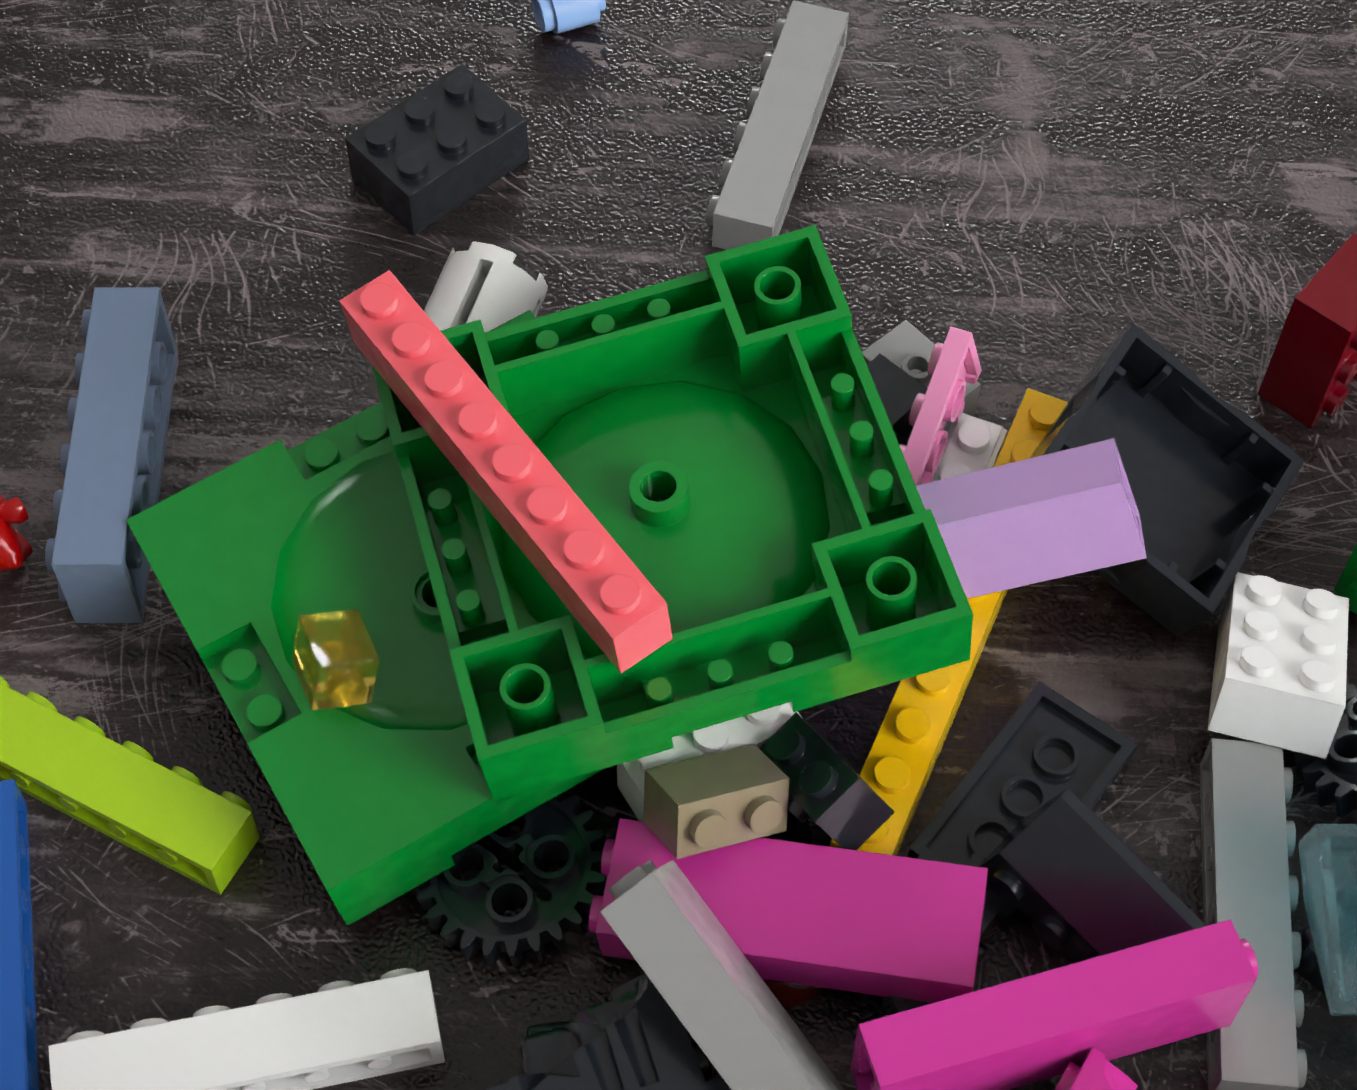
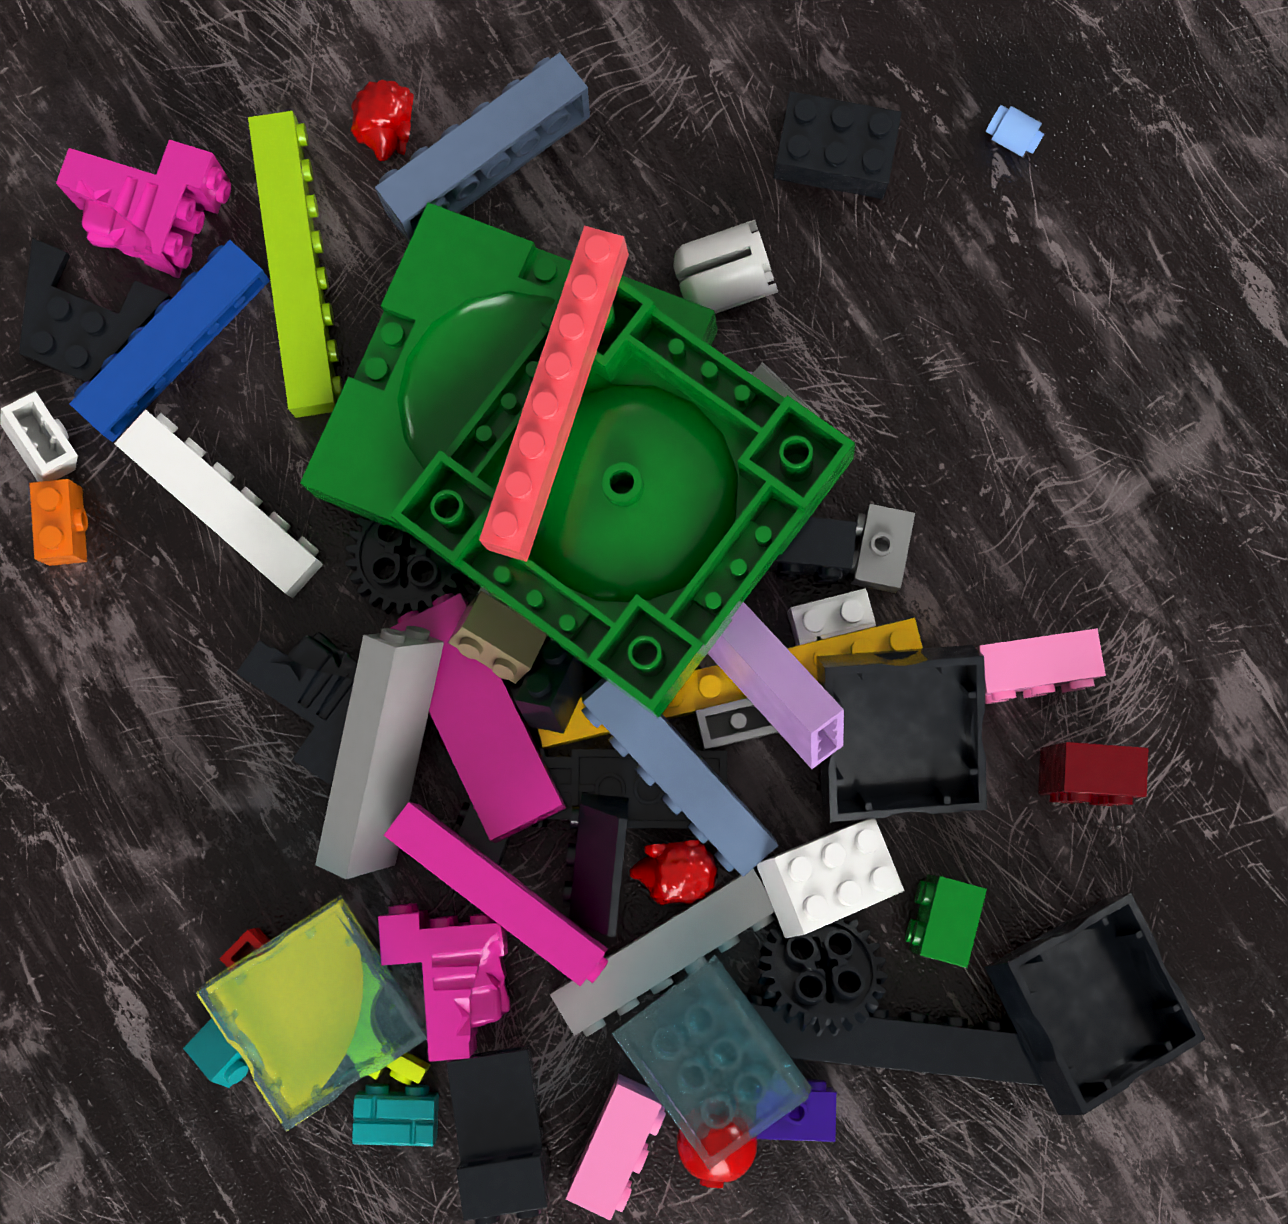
camera: 55 degrees right, 25 degrees up
(335, 659) = (418, 385): clear yellow brick -> none
(780, 126) = (1018, 331): light grey brick -> none
(950, 367) = (851, 580): bright pink wing -> none
(1014, 643) = (731, 724): none -> light grey brick
(1034, 725) = (684, 777): none -> sand blue brick
(1161, 821) = (676, 871): none -> red animal
(1181, 292) = (1041, 665): none -> bright pink brick

